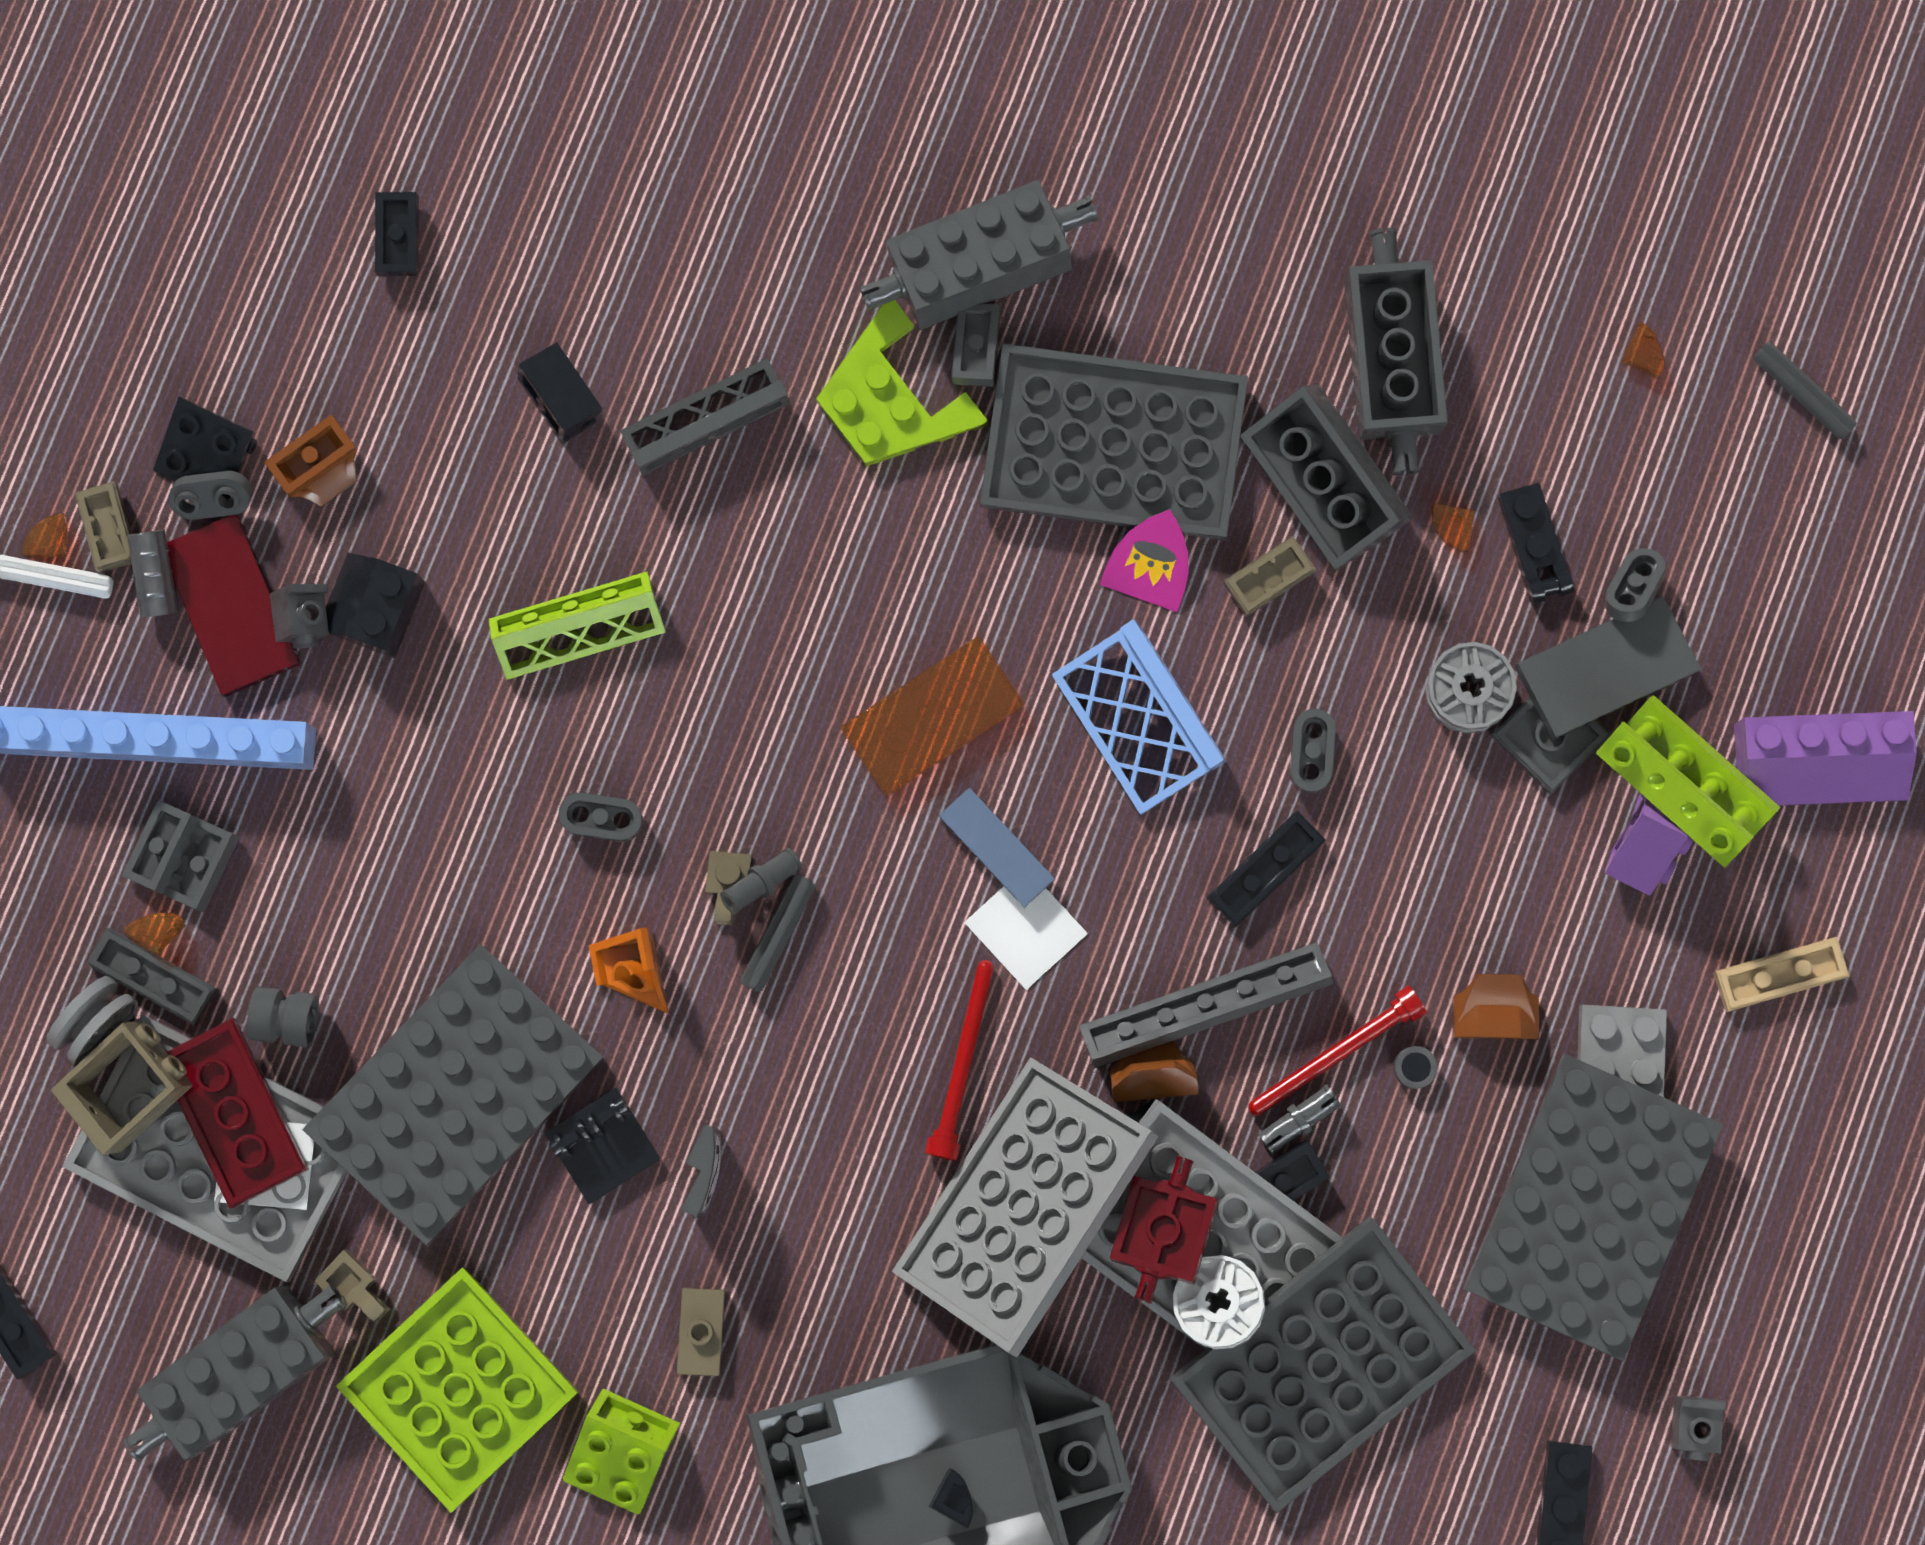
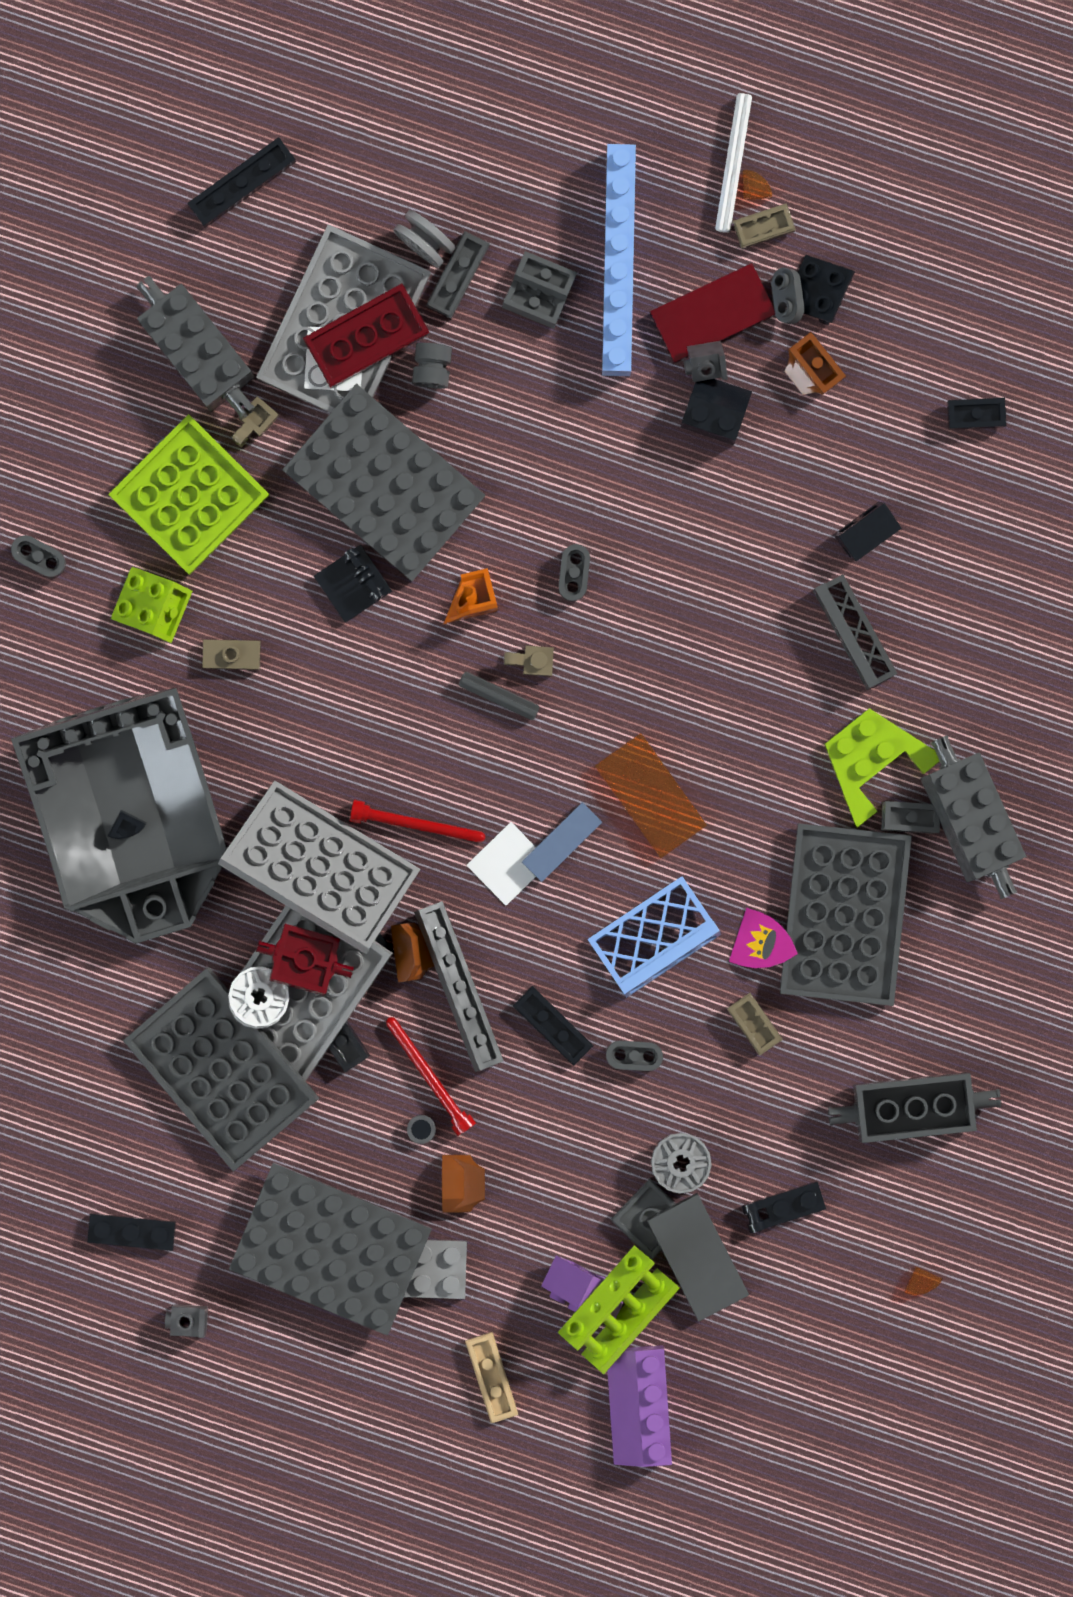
camera: 85 degrees right, 5 degrees up
(90, 1111) = (362, 243): dark tan window -> none
(152, 573) = (731, 260): flat silver axle -> none
(155, 930) = (488, 275): clear orange tile -> none
(574, 612) = (710, 547): lime fence -> none
(706, 1158) = (343, 654): dark grey slope -> none
(761, 881) = (533, 683): dark grey pin -> none
(1299, 1119) = (383, 1051): dark grey pin -> none
(1326, 475) = (825, 1061): dark grey slope -> none
(1453, 526) = (794, 1150): clear orange tile -> none
(1632, 588) = (753, 1273): dark grey plate -> none
(1805, 390) = (897, 1393): dark grey axle -> none

